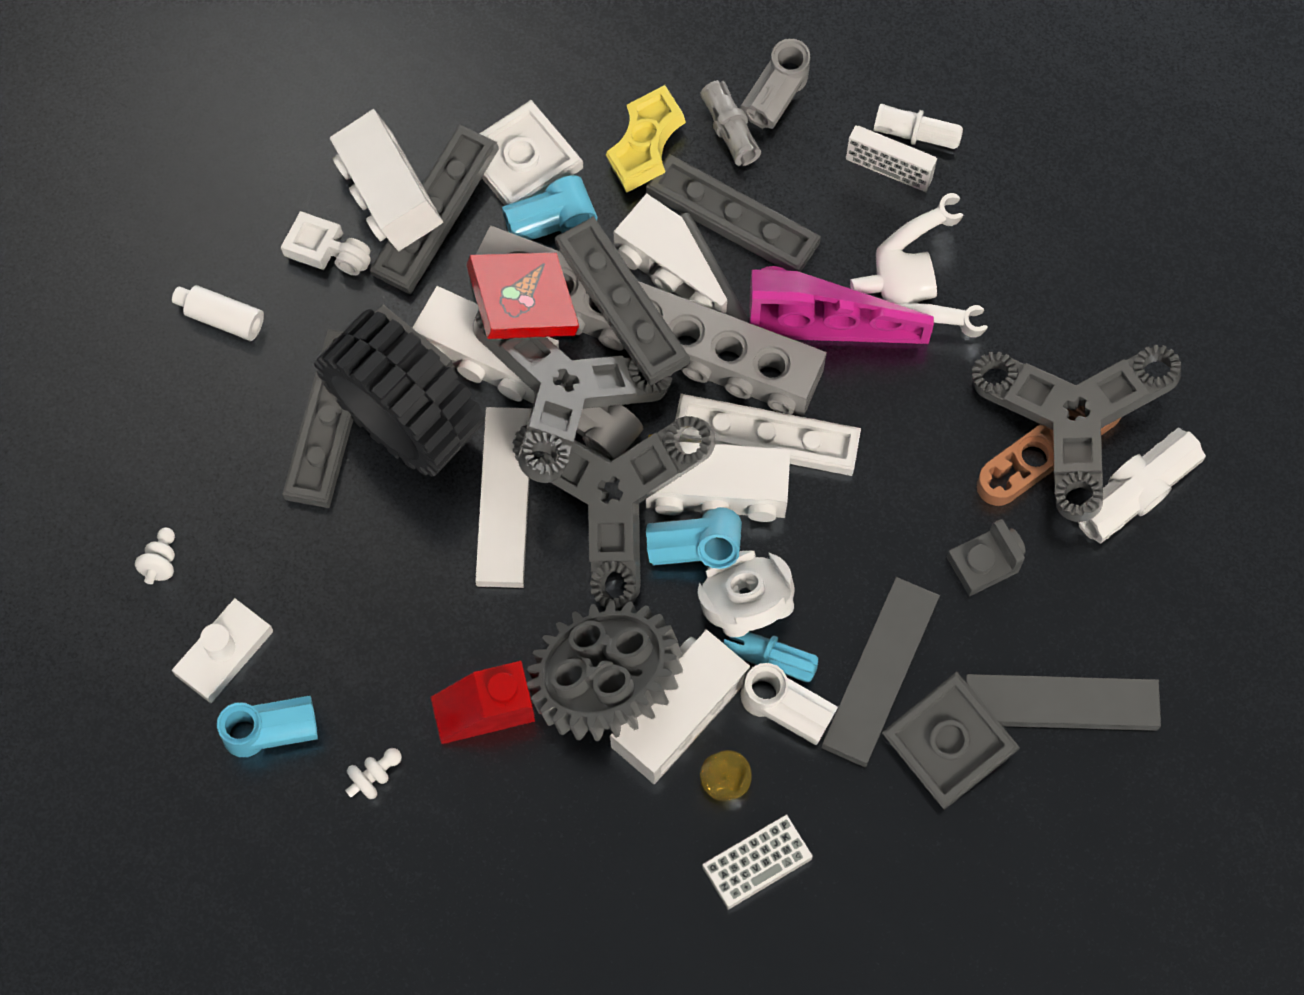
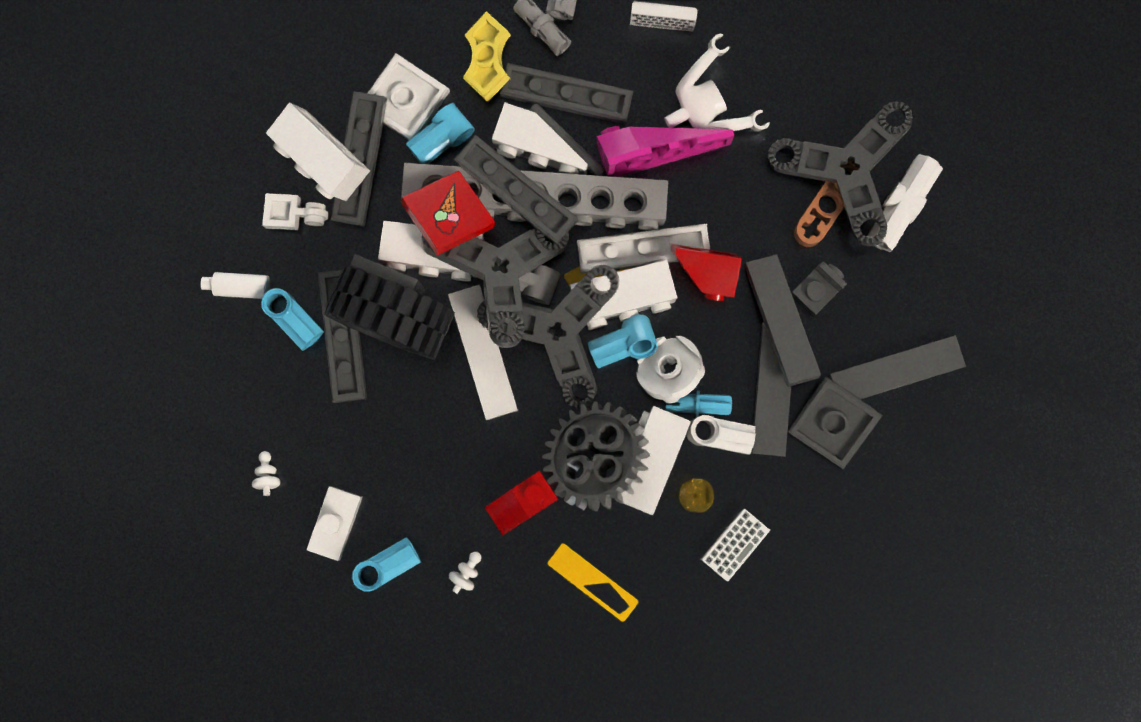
camera: 20 degrees left, 15 degrees up
(272, 371) = (293, 319): none -> medium azure piece
(542, 849) = (593, 582): none -> yellow sticker
(843, 483) = (710, 270): none -> red slope
(921, 581) = (782, 320): none -> dark grey tile

